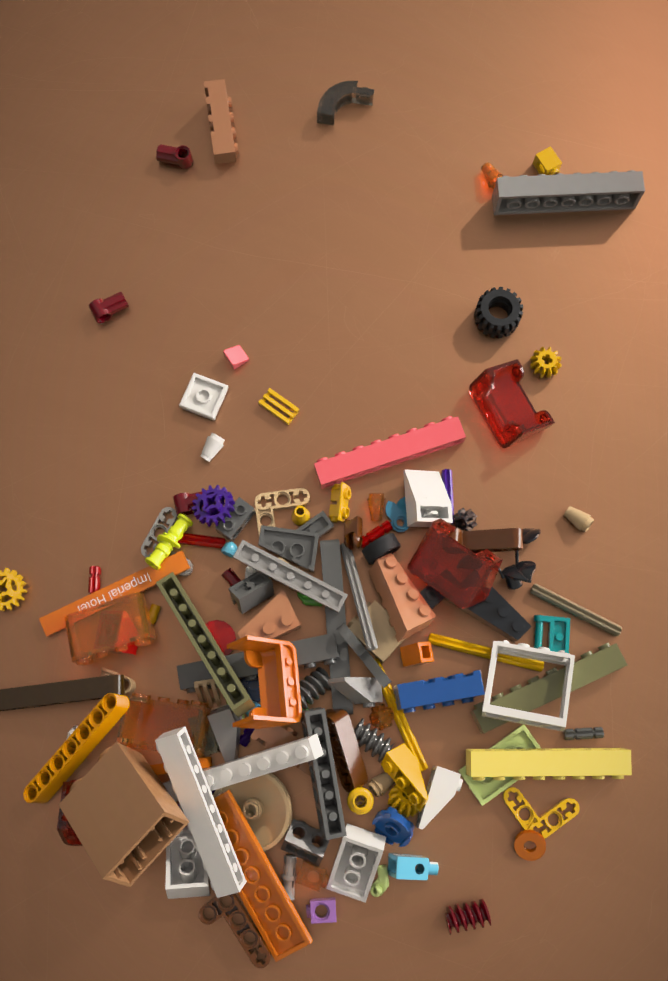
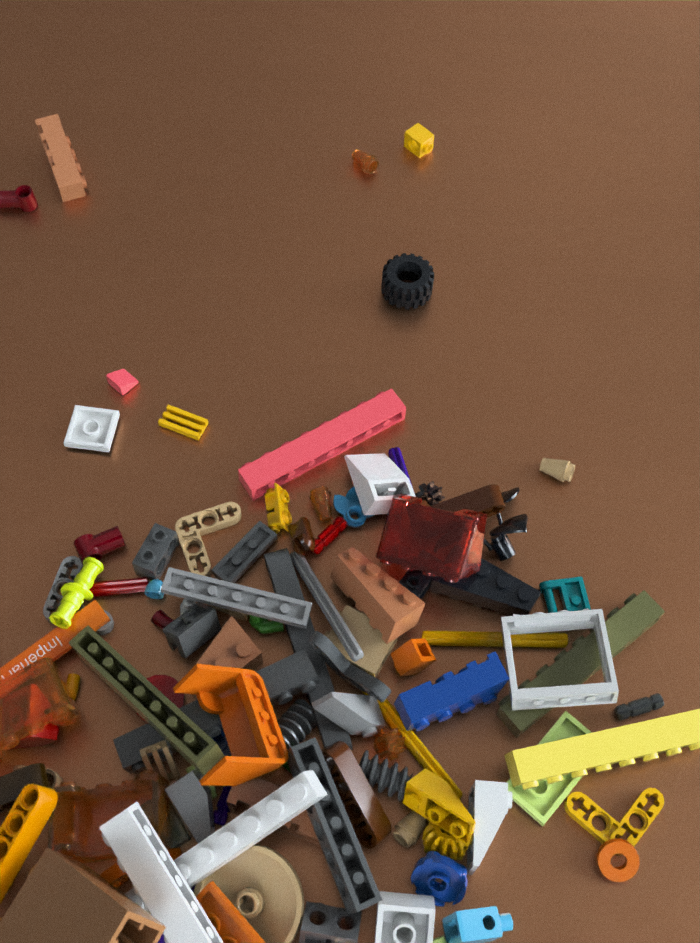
camera: 15 degrees left, 15 degrees down
(212, 446) = (112, 478): white cone -> none
(213, 506) = (125, 538): dark purple gear -> none
(291, 544) = (230, 563): dark grey wing -> none
(300, 519) = (233, 530): yellow cone -> none
(340, 95) = (188, 116): clear smoke arch -> none
(367, 802) = (392, 846): yellow head -> none
(381, 547) = (338, 541): black tyre -> none
(507, 405) = (440, 370): clear red windscreen -> none
(539, 359) = (472, 320): yellow gear -> none
(567, 192) = (447, 159): light grey brick -> none
(576, 610) = (585, 567): dark tan axle -> none

